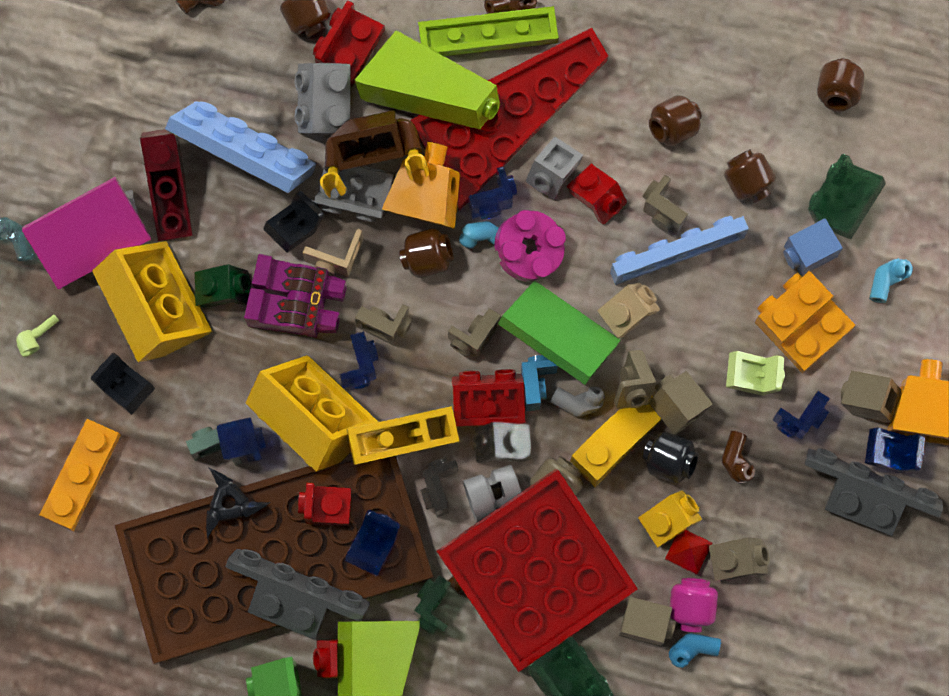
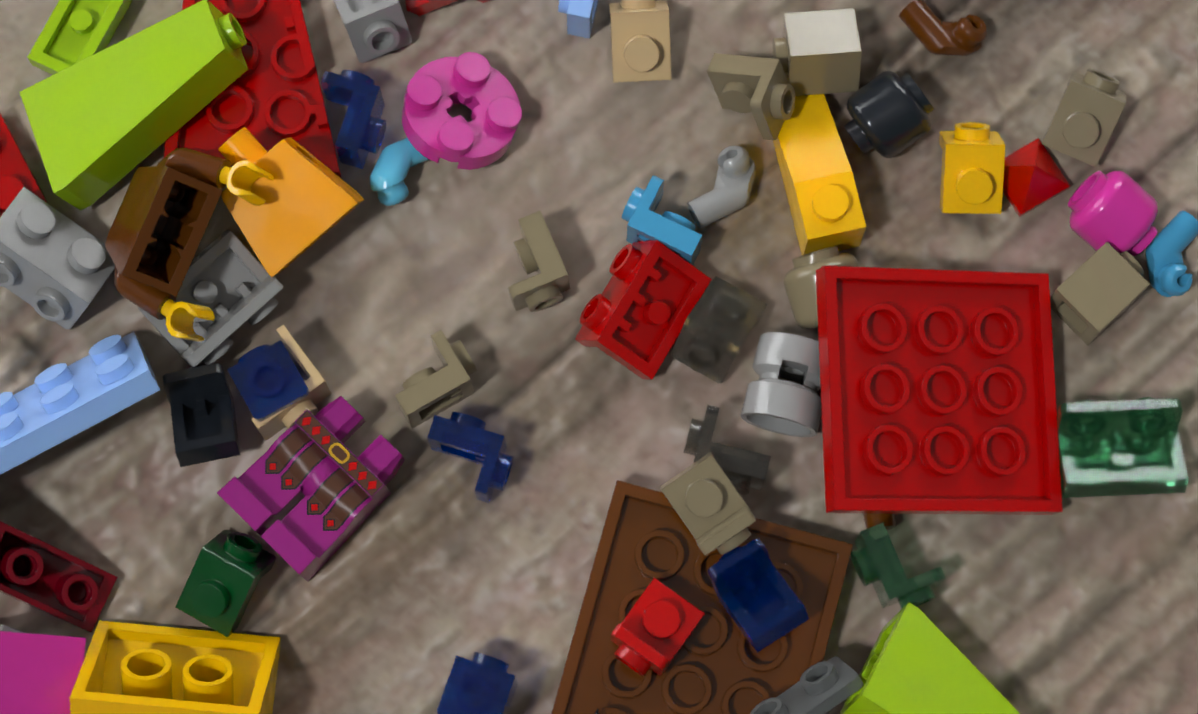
camera: 55 degrees left, 0 degrees up
(307, 410) = (501, 567): yellow slope -> none
(330, 241) = (268, 380): none -> clear blue bracket
(402, 435) = (627, 451): yellow slope -> none
(403, 492) = (709, 506): none -> dark tan bracket
(426, 253) = (375, 259): reddish brown head -> none
(559, 332) = (615, 149): bright green tile -> none

